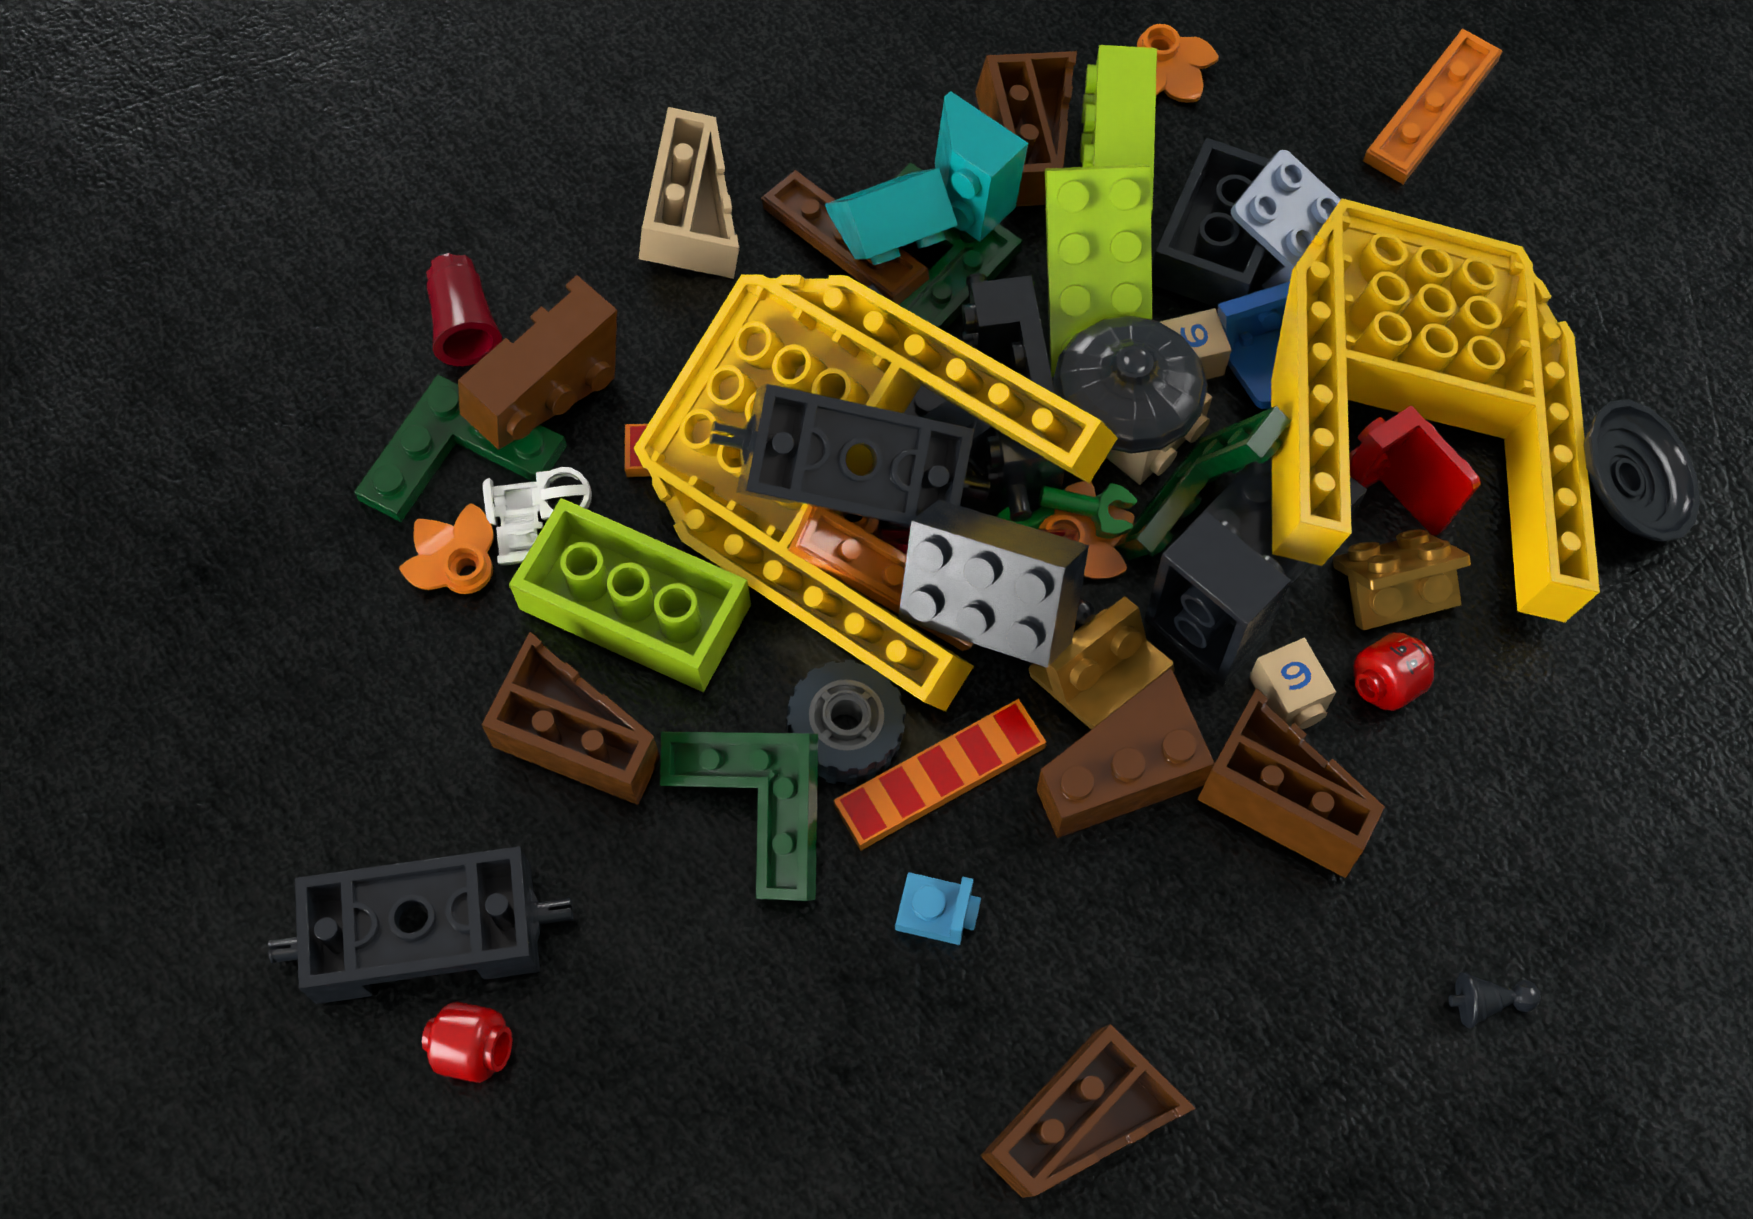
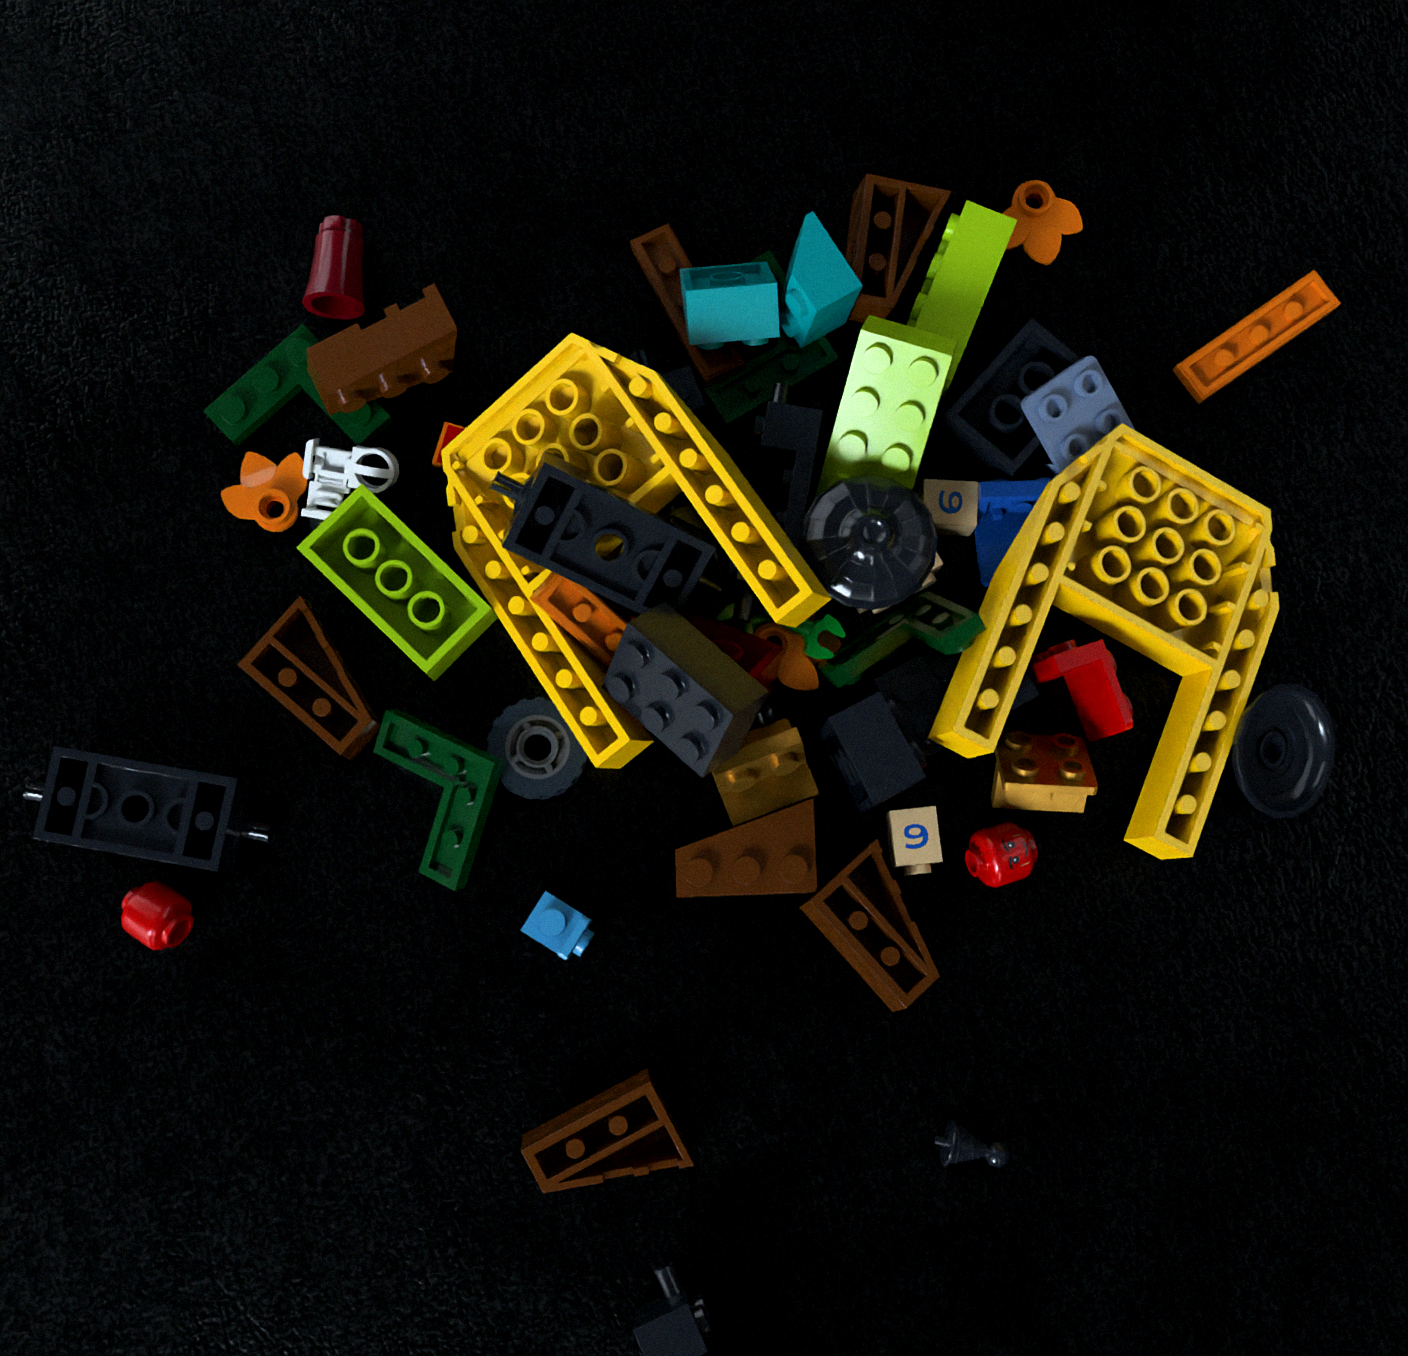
camera: 15 degrees right, 15 degrees up
(688, 200) = (562, 224): tan wedge -> none
(939, 774) = (600, 815): tile -> none

